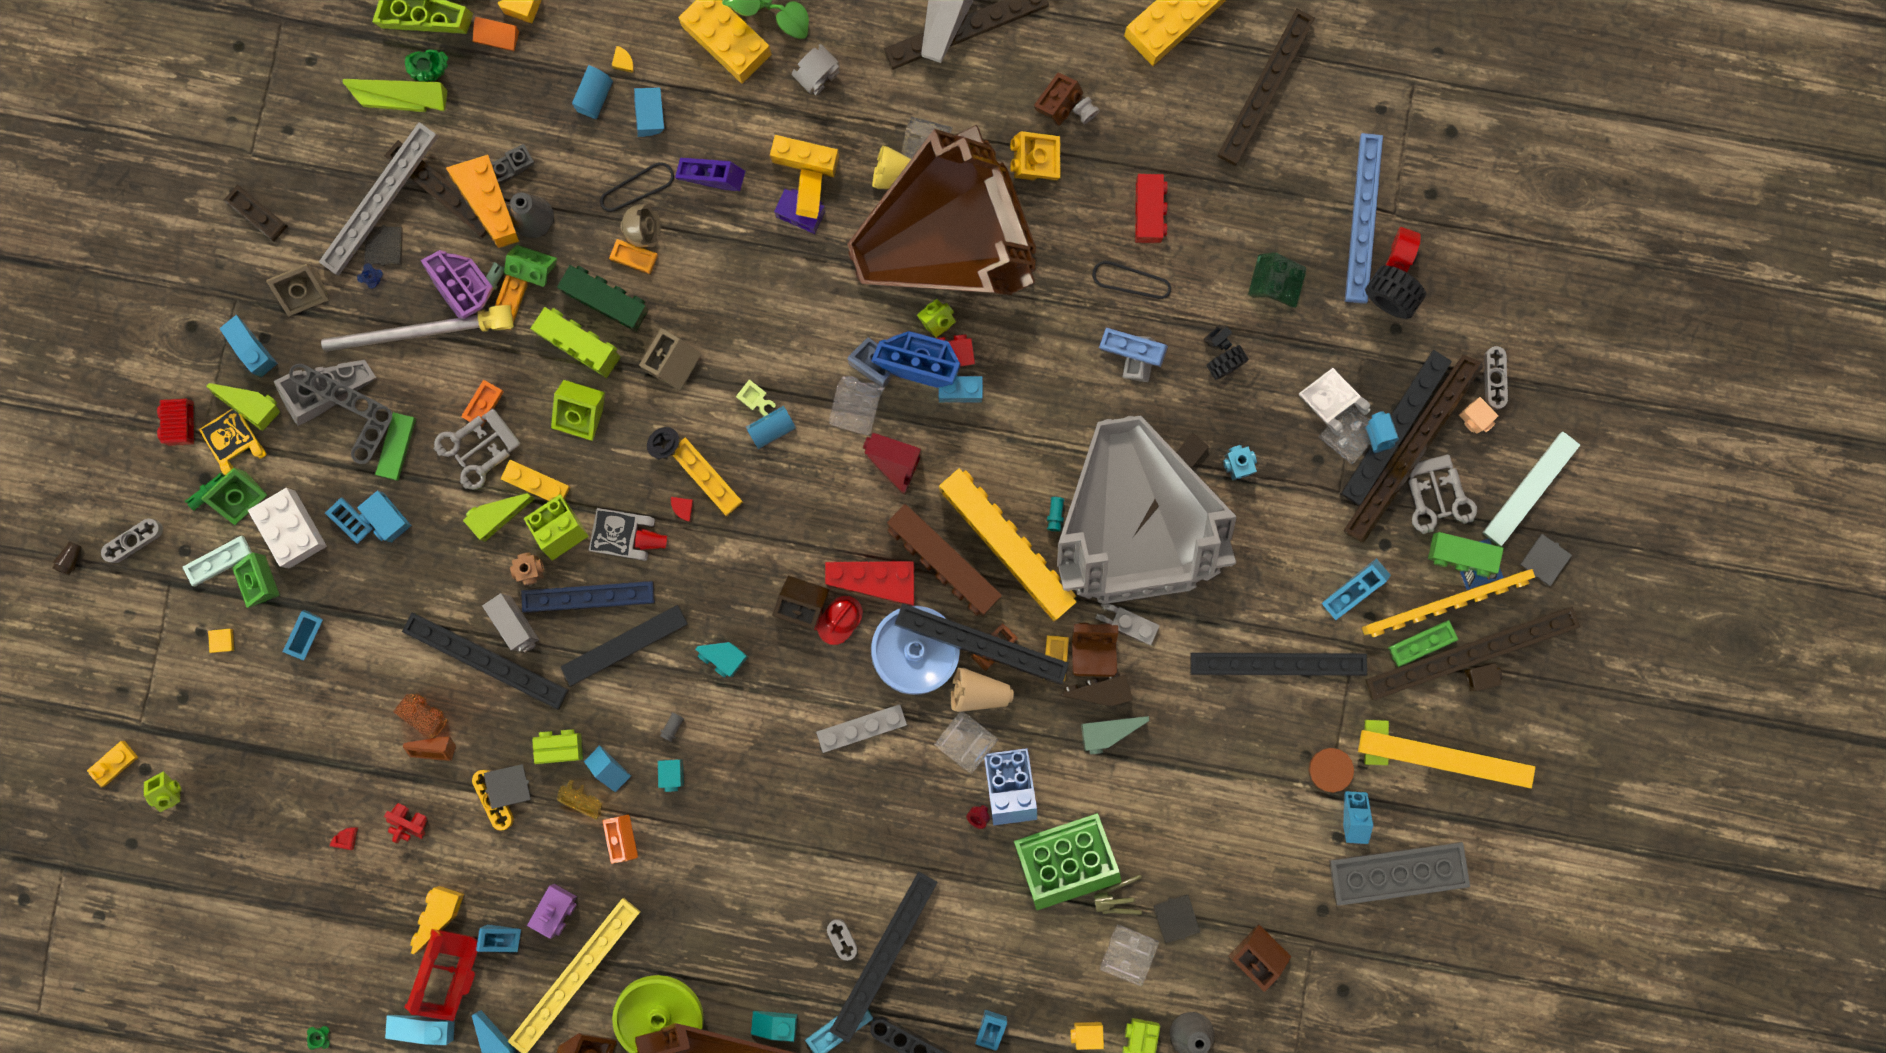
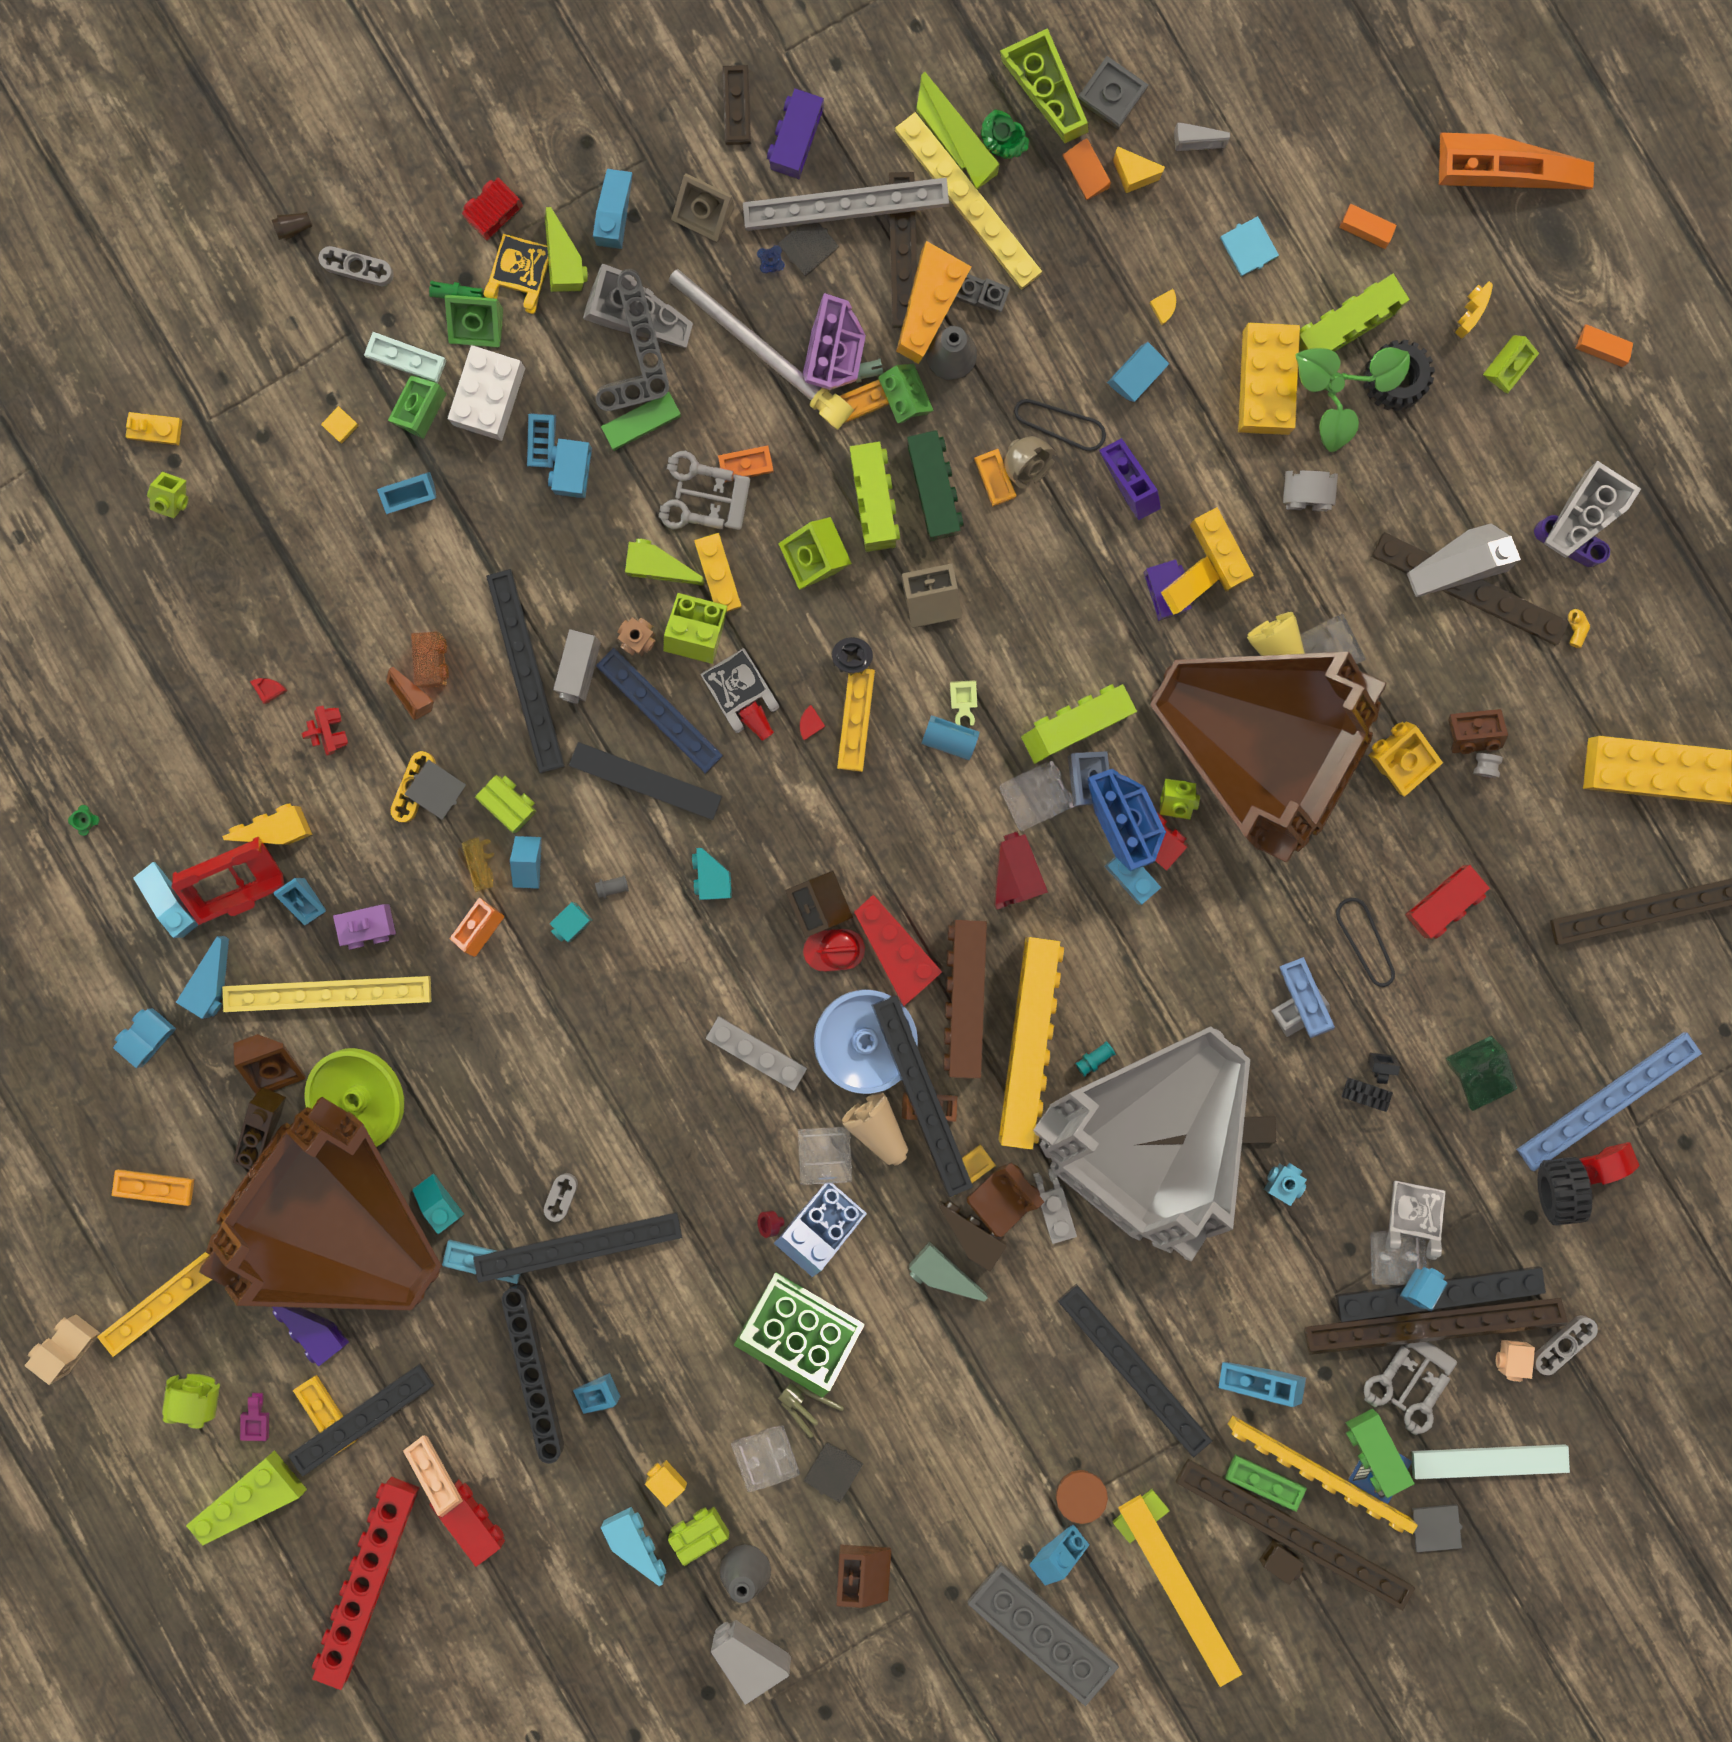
camera: 50 degrees right, 5 degrees up
(306, 191) = (795, 133): none -> dark purple brick
(448, 123) = (969, 201): none -> light yellow plate
(592, 92) = (1111, 306): dark azure brick -> none
(832, 338) = (1078, 723): none -> lime wedge

